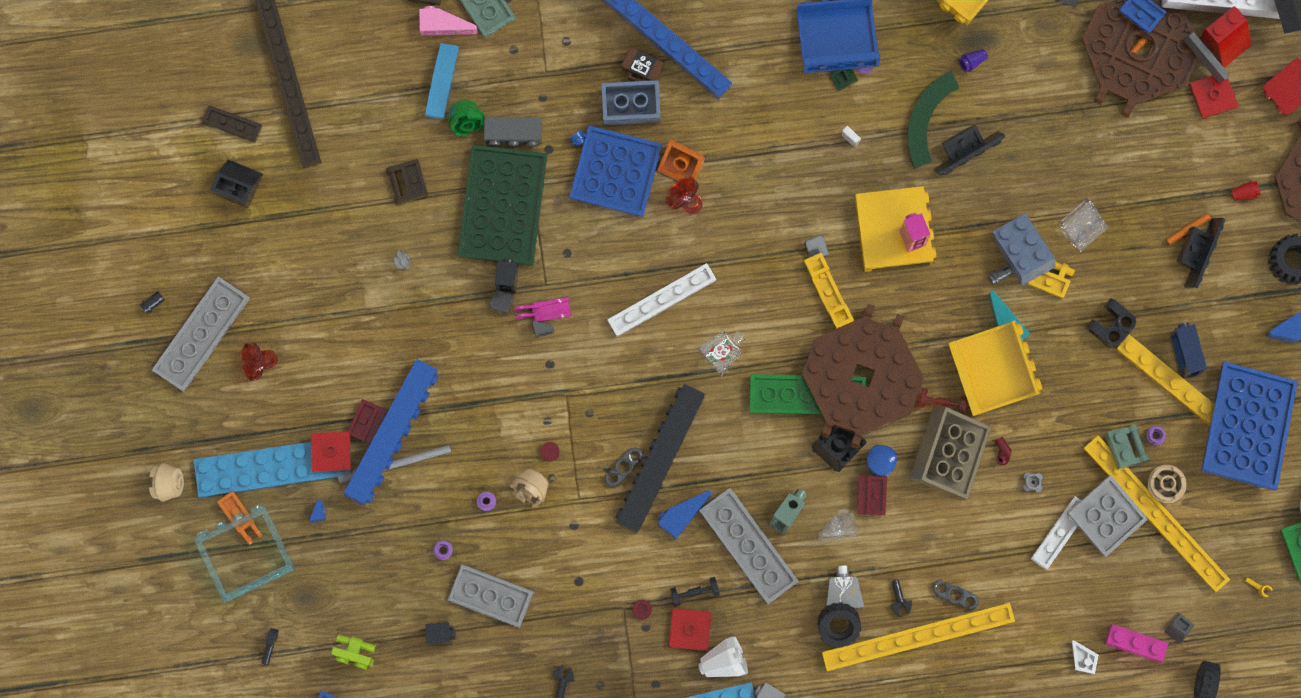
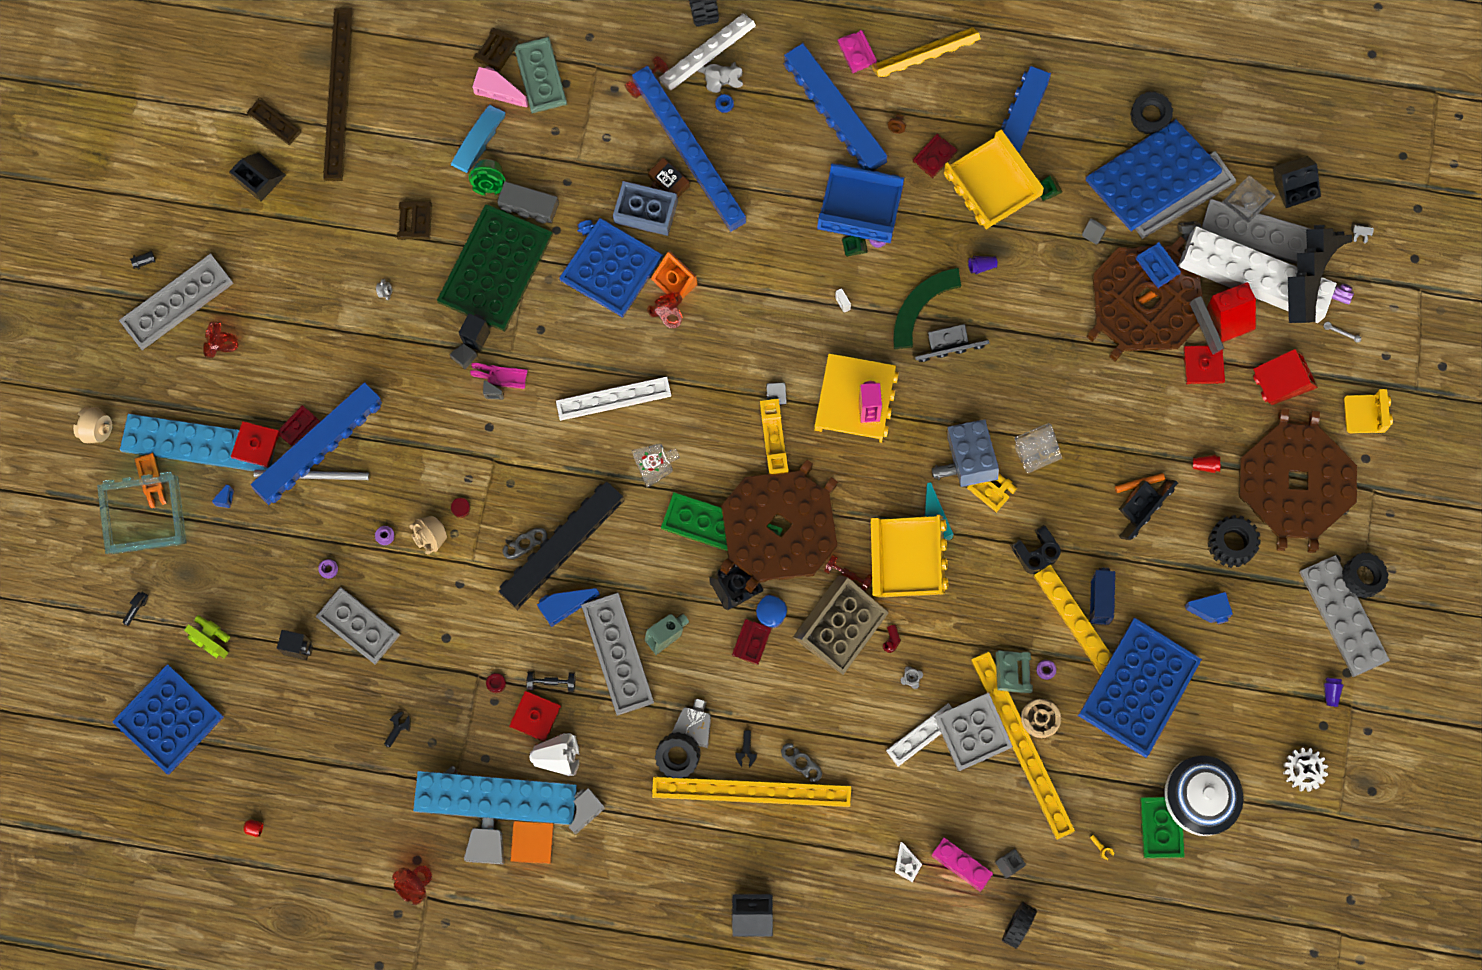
camera: 20 degrees right, 5 degrees down
(839, 526) = (709, 661): clear slope -> none

